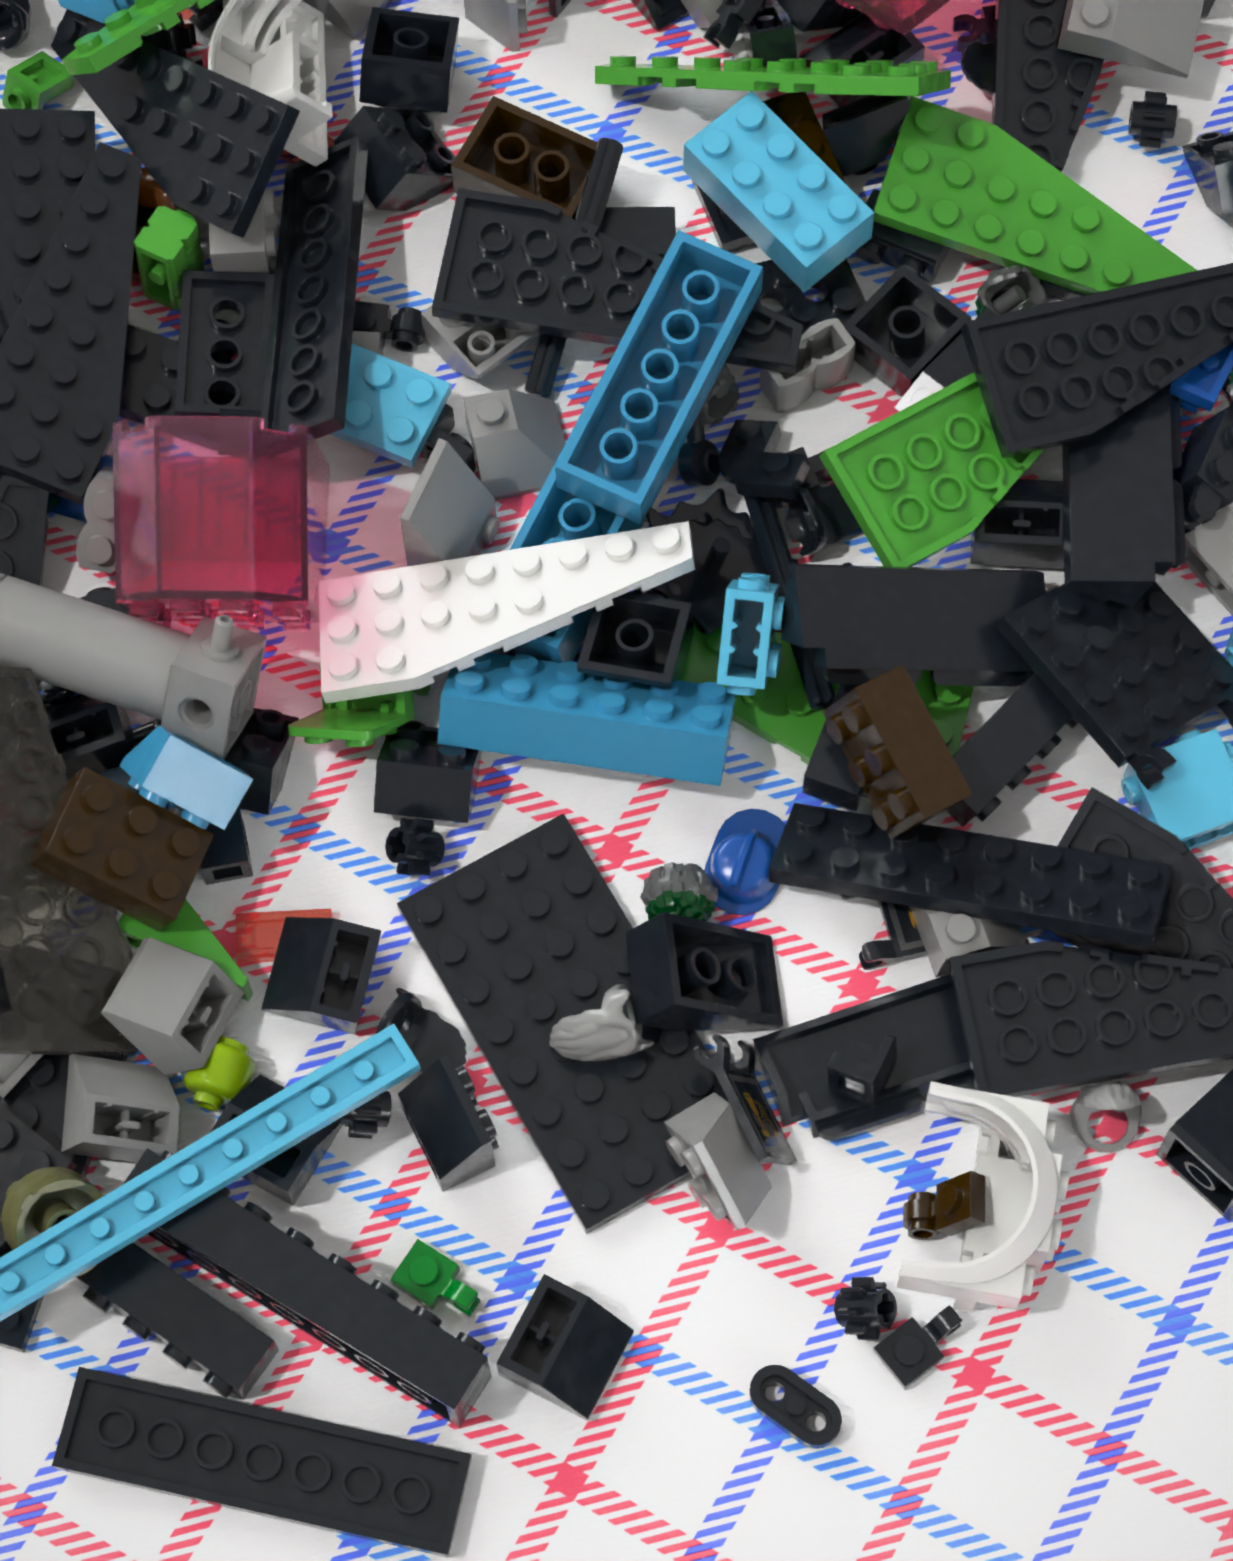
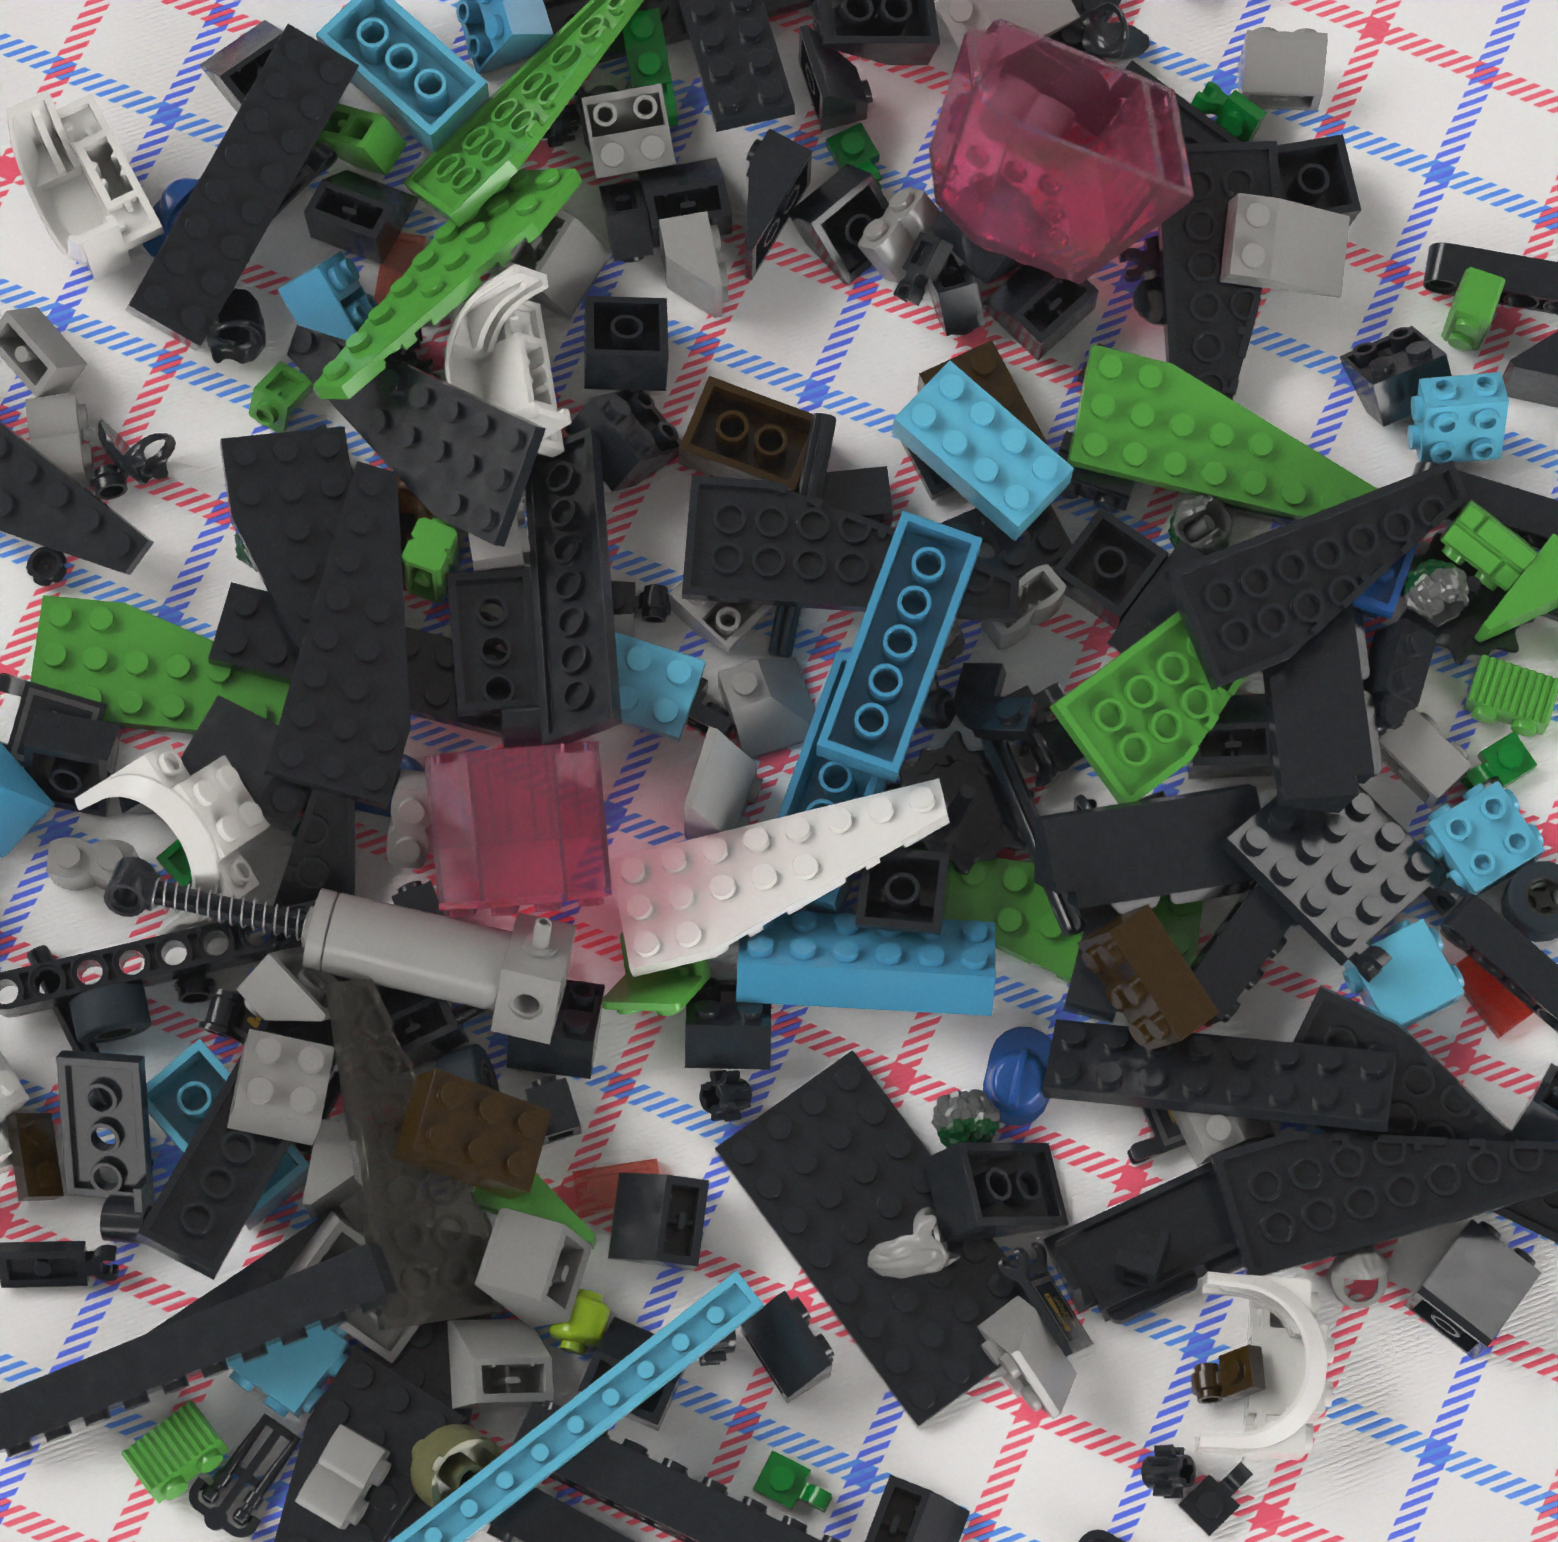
camera: 10 degrees left, 5 degrees up
(188, 776) = (523, 1064): slope -> none
(424, 1031) = (761, 1269): black piece -> none
(748, 632) = (1004, 889): medium azure brick -> none
(787, 75) = (1022, 339): bright green wing -> none
(864, 131) = (1053, 373): black slope -> none
(1152, 119) = (1310, 336): black gear -> none

